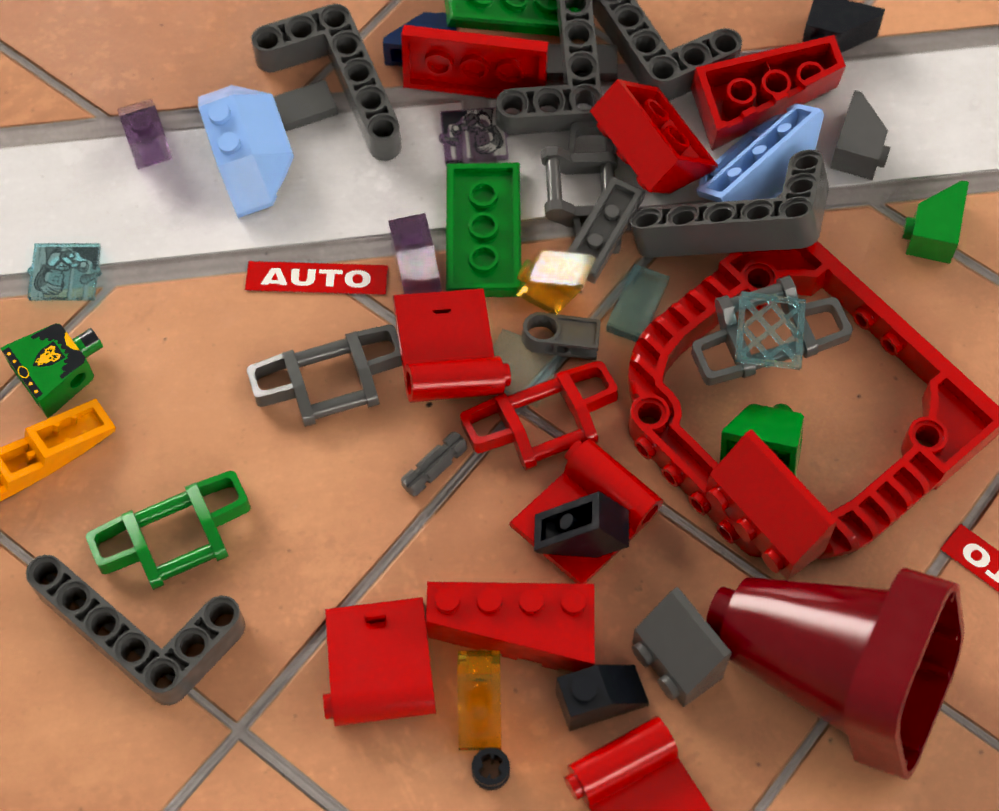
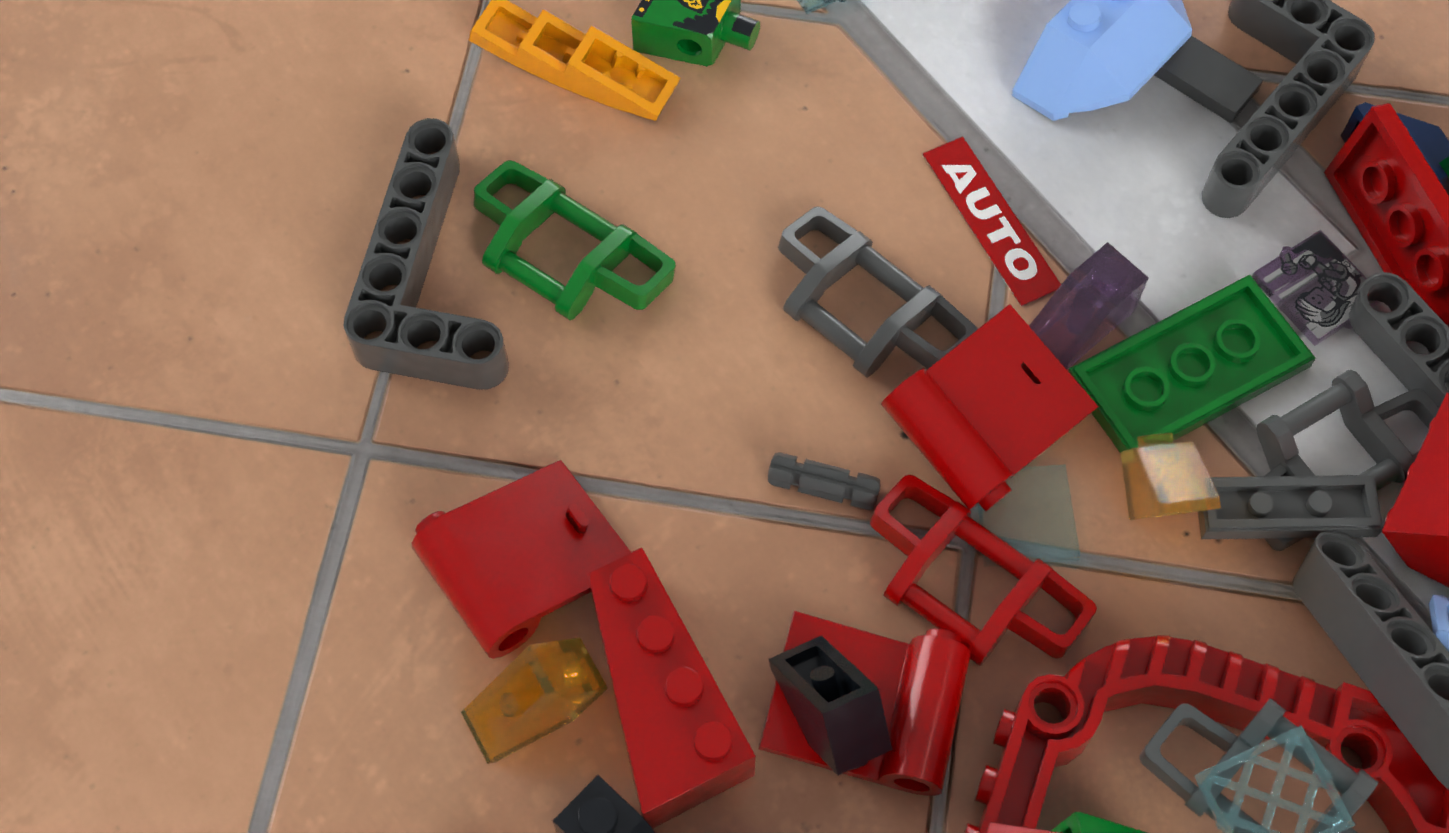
camera: 60 degrees right, 0 degrees up
(503, 769) = (448, 745): black bush -> none
(572, 335) = (1105, 554): dark grey piece -> none
(637, 303) = (1219, 611): clear light blue tile -> none

